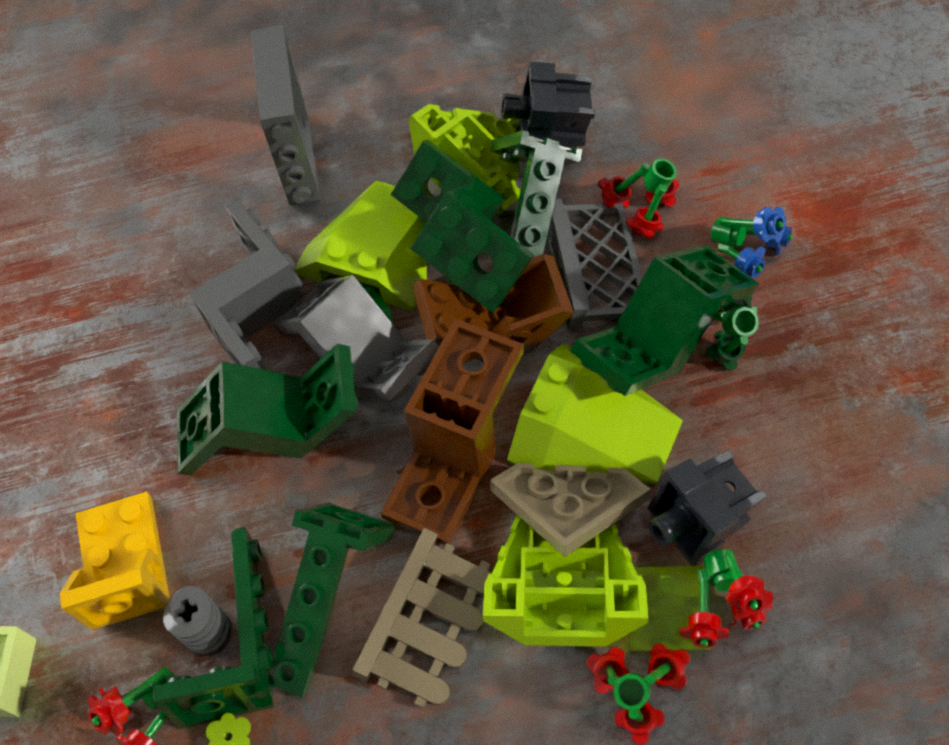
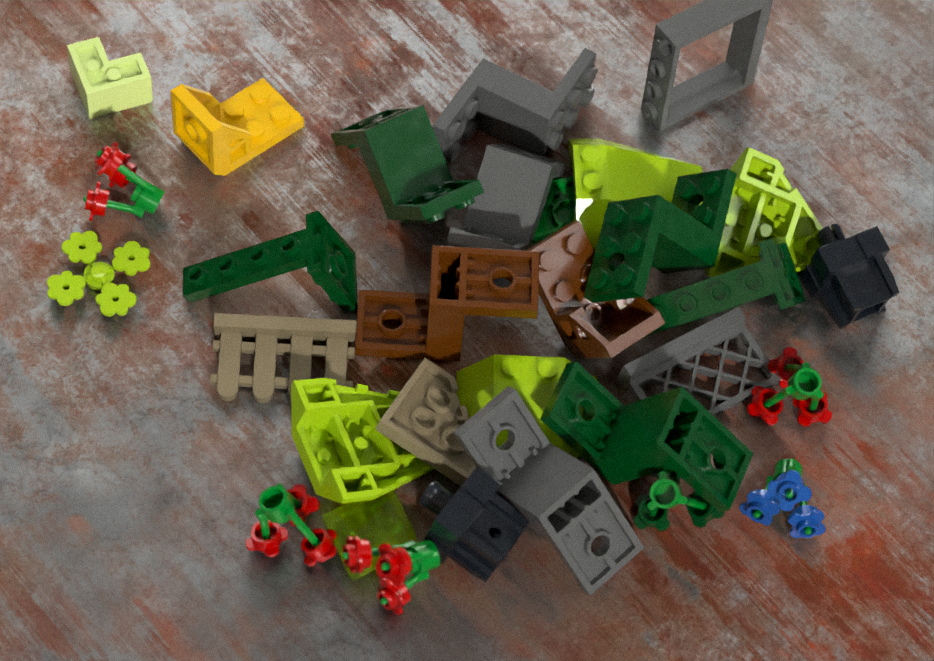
camera: 55 degrees right, 5 degrees down
(196, 620) = (207, 194): dark grey piece -> none
(227, 689) = (173, 248): dark green bracket -> none
(695, 420) = (550, 490): none -> dark grey bracket

